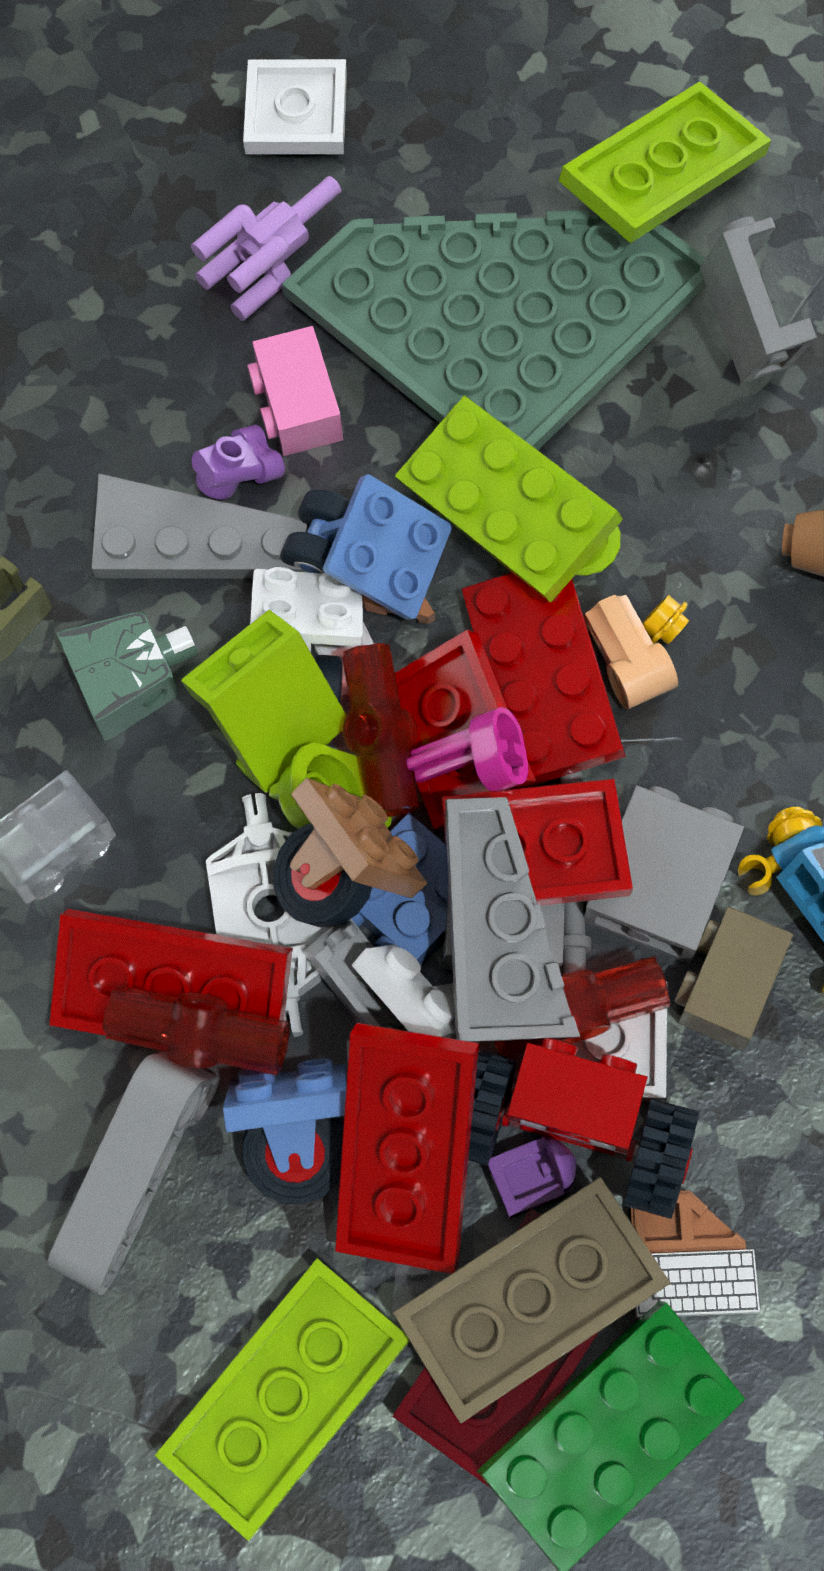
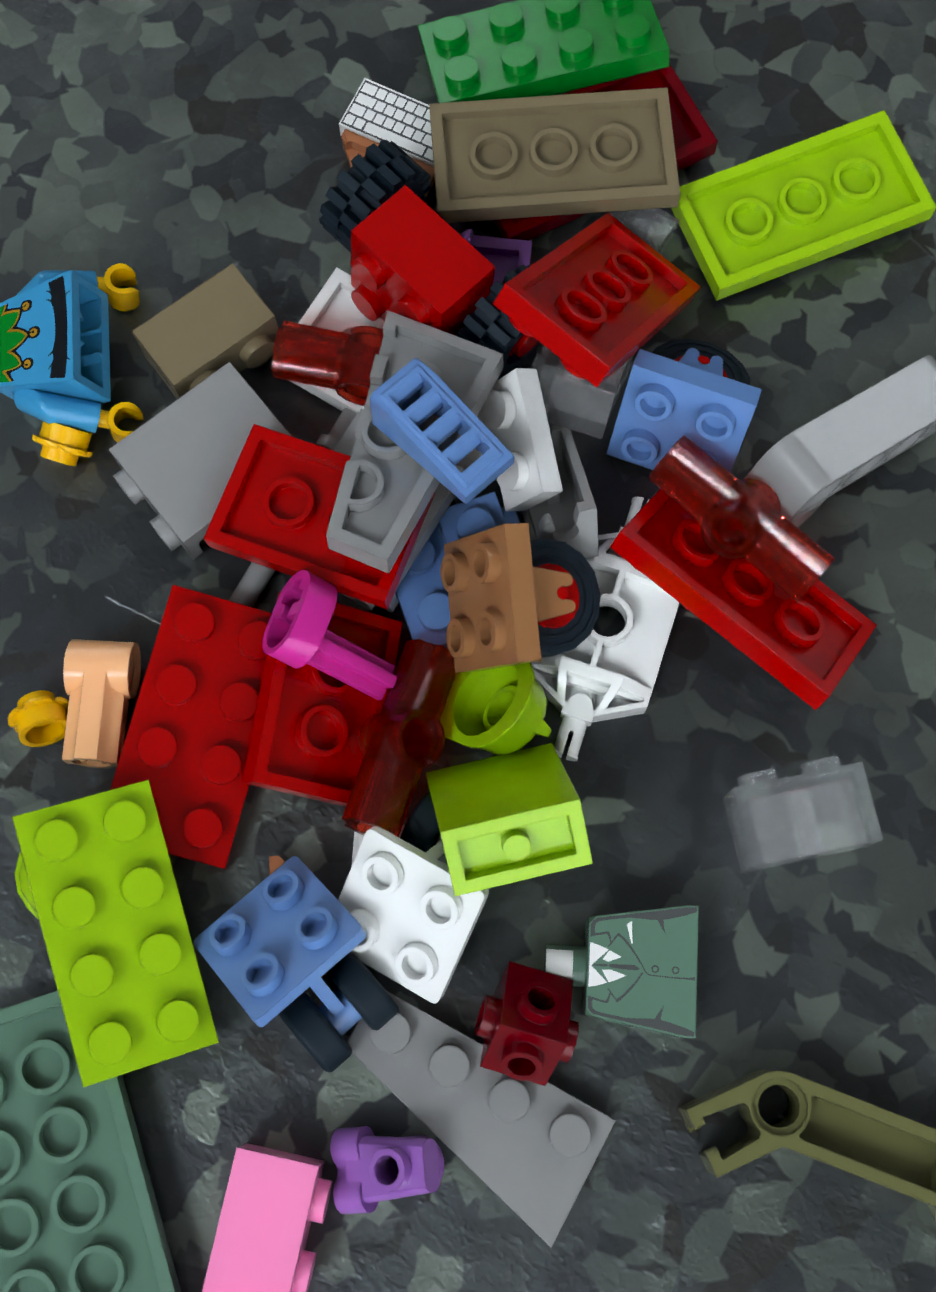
camera: 155 degrees left, 5 degrees up
(182, 586) = (523, 1038): none -> dark red brick
(517, 918) = (412, 398): none -> medium blue slope

